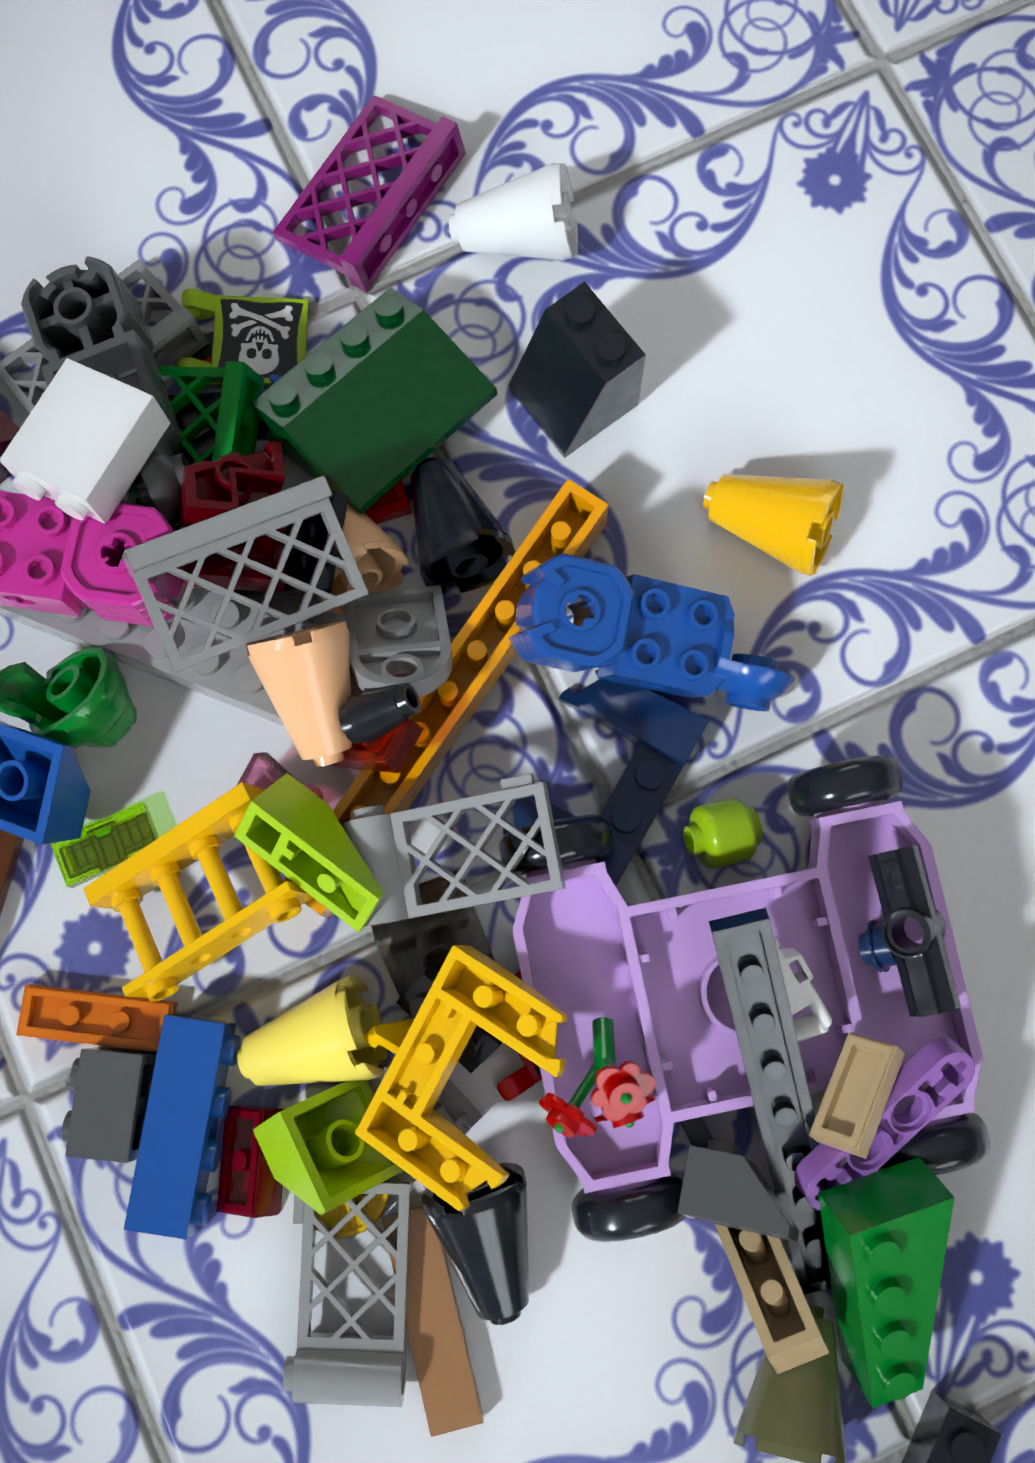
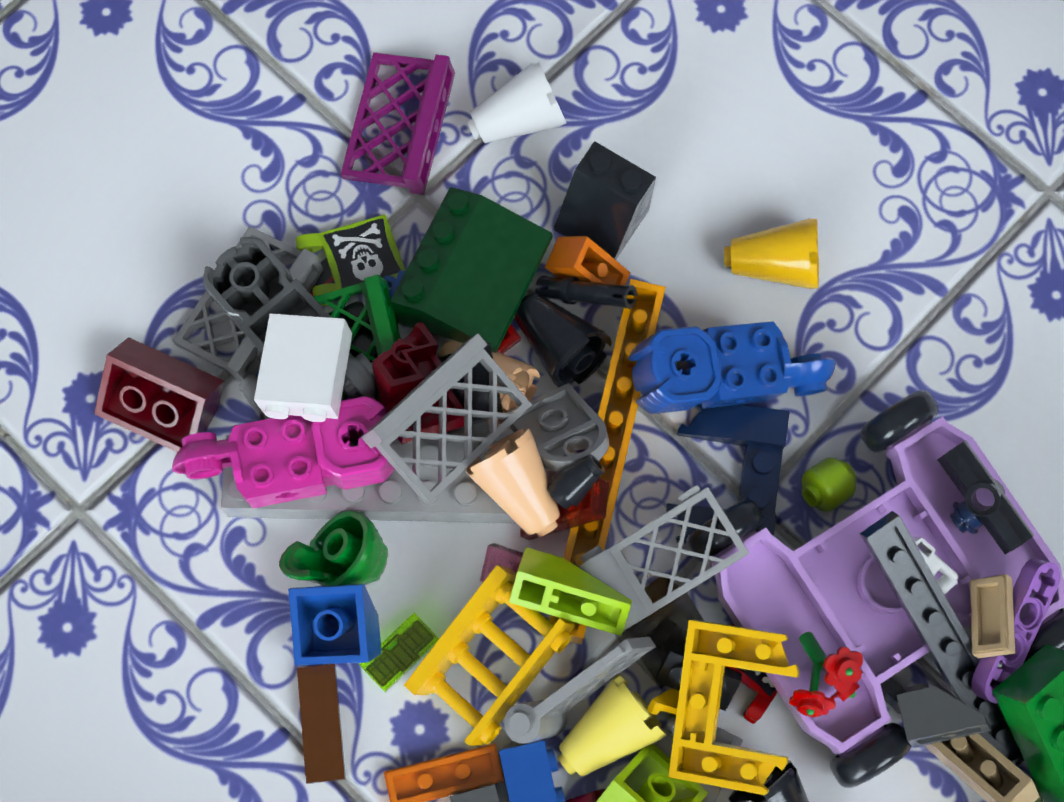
camera: 30 degrees left, 5 degrees down
(250, 994) = (548, 717): none -> light grey piece
(495, 471) = (573, 290): none -> black pin
(526, 448) = (585, 260): none -> orange slope

